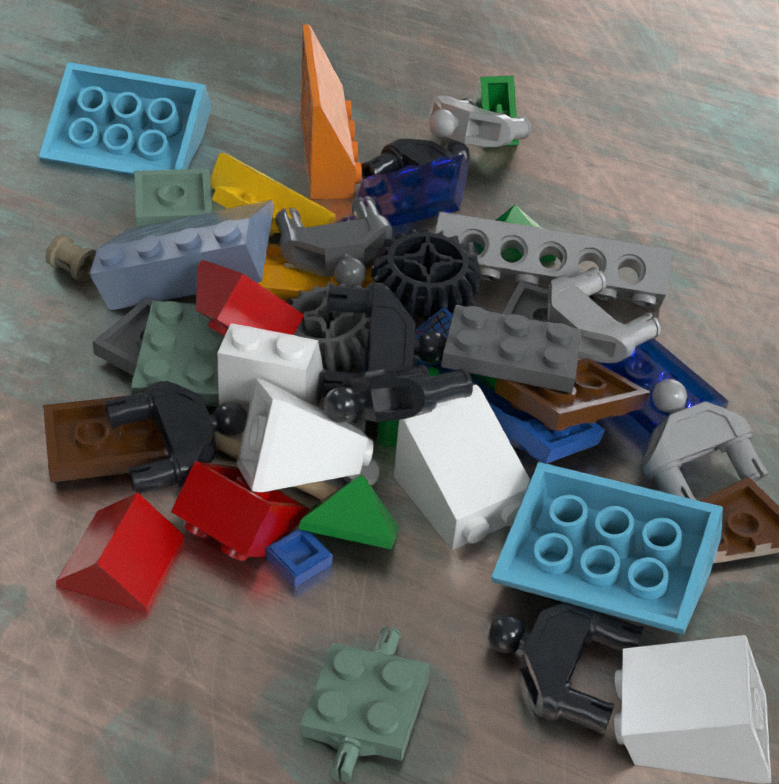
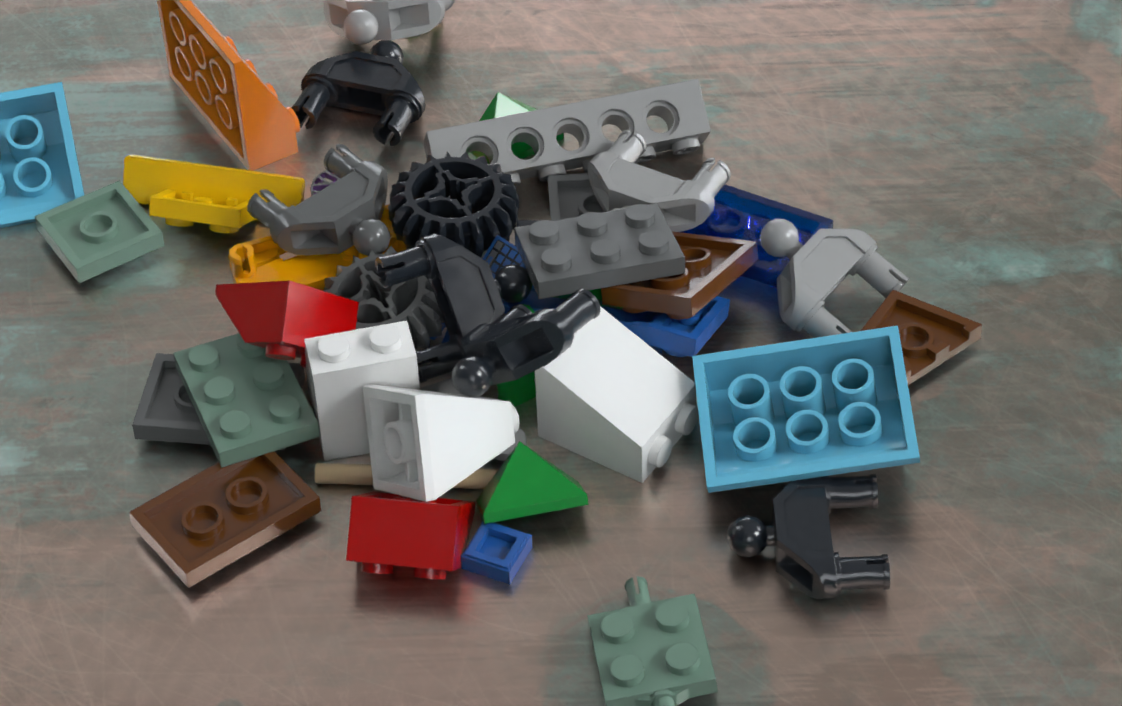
camera: 20 degrees left, 0 degrees up
(70, 257) = (36, 343): dark tan bush -> none
(123, 555) = (316, 624): red slope -> none
(164, 256) = (167, 288): sand blue slope -> none
(184, 428) = (302, 469): black connector -> none
(418, 190) = (376, 117): clear blue plate -> none
(695, 709) = (959, 527): white slope -> none

